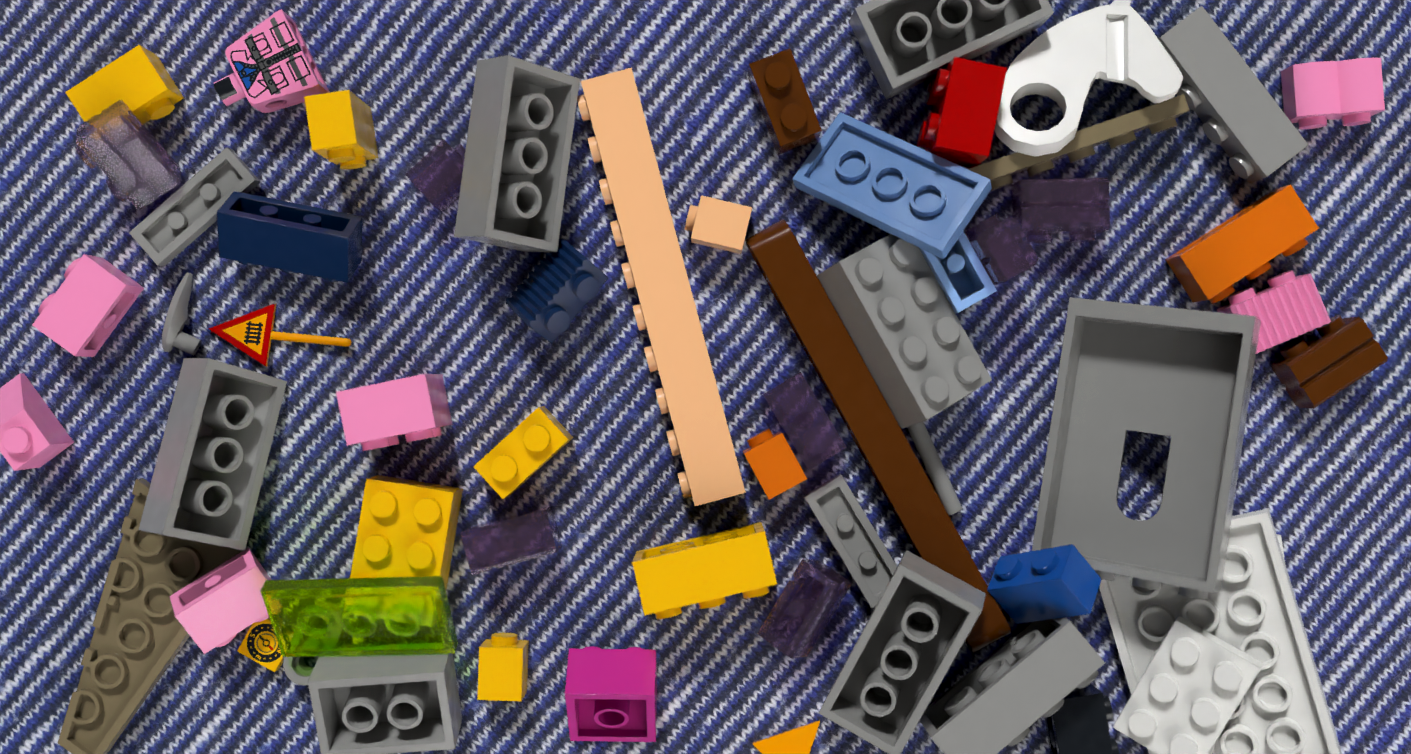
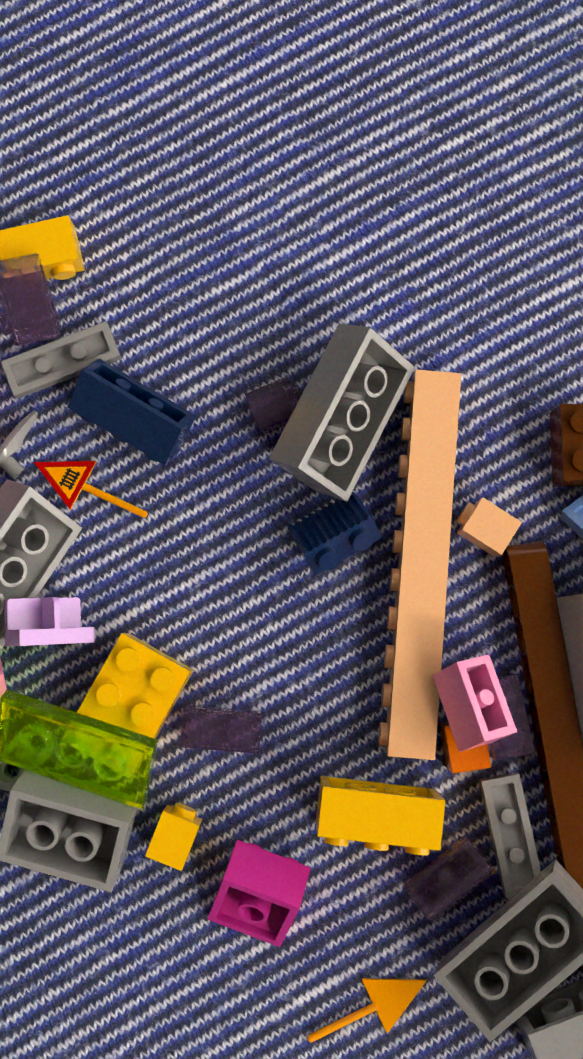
camera: 10 degrees right, 5 degrees down
(271, 67) = (165, 271): bright pink torso -> none
(282, 495) = (45, 622): none -> lavender panel
(341, 128) = (206, 339): yellow brick -> none
(394, 408) = (165, 583): bright pink brick -> none
(523, 452) = (258, 658): yellow brick -> none
(762, 418) = (474, 703): none -> bright pink brick

